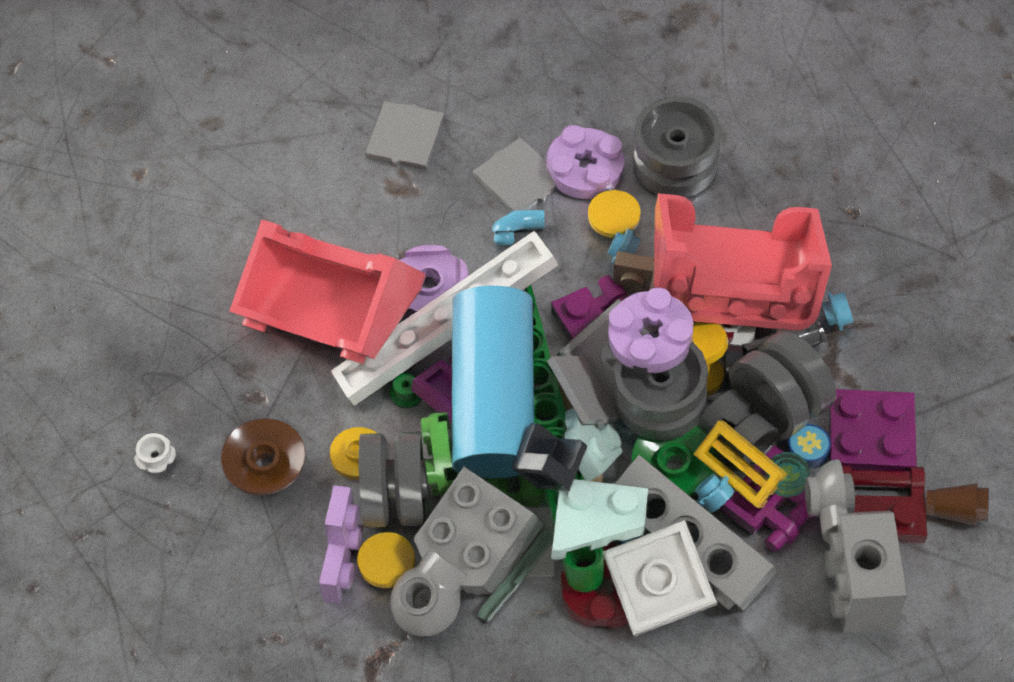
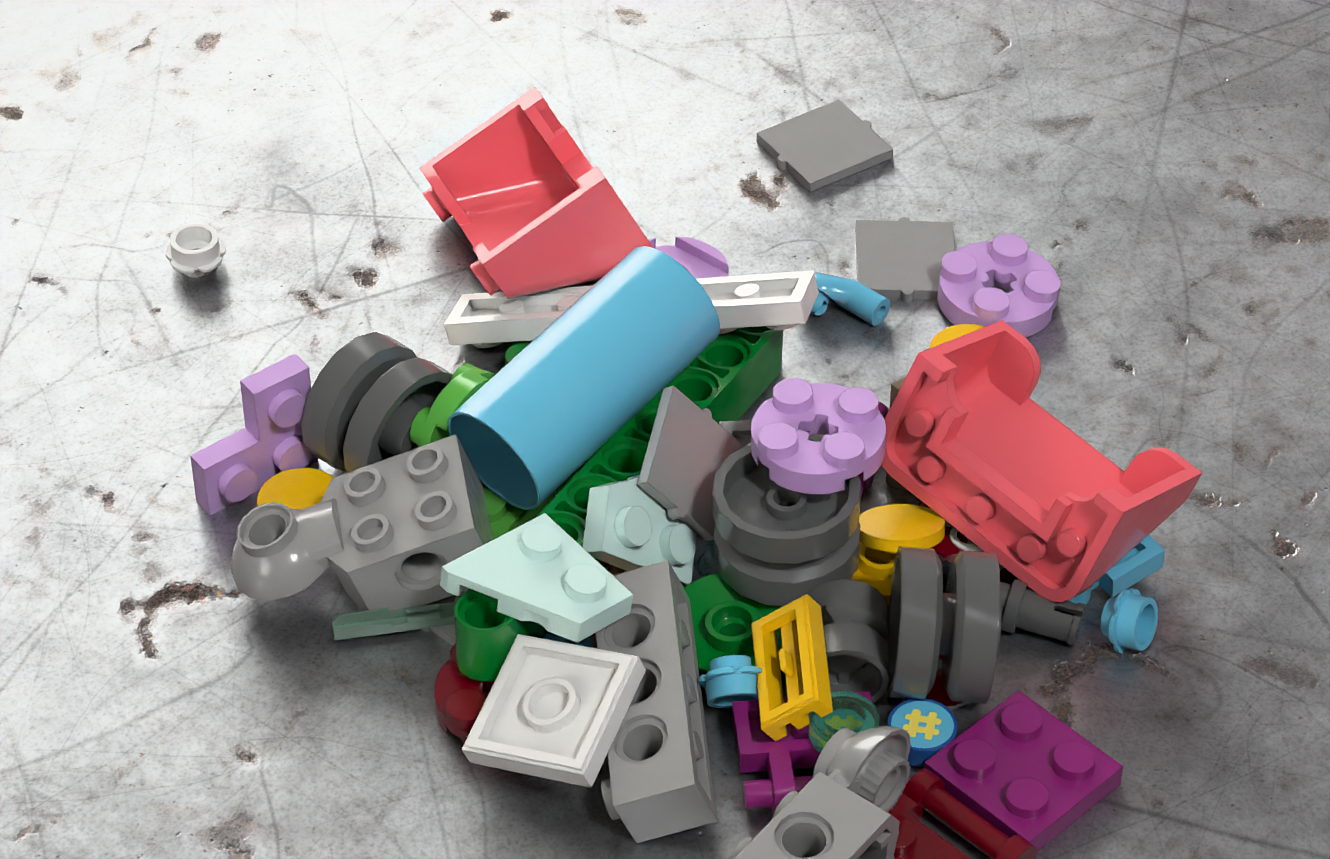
camera: 40 degrees right, 15 degrees down
(258, 442) = (292, 318): reddish brown dish -> none
(548, 460) = (545, 475): black panel -> none
(676, 146) = (1117, 327): dark grey wheel -> none

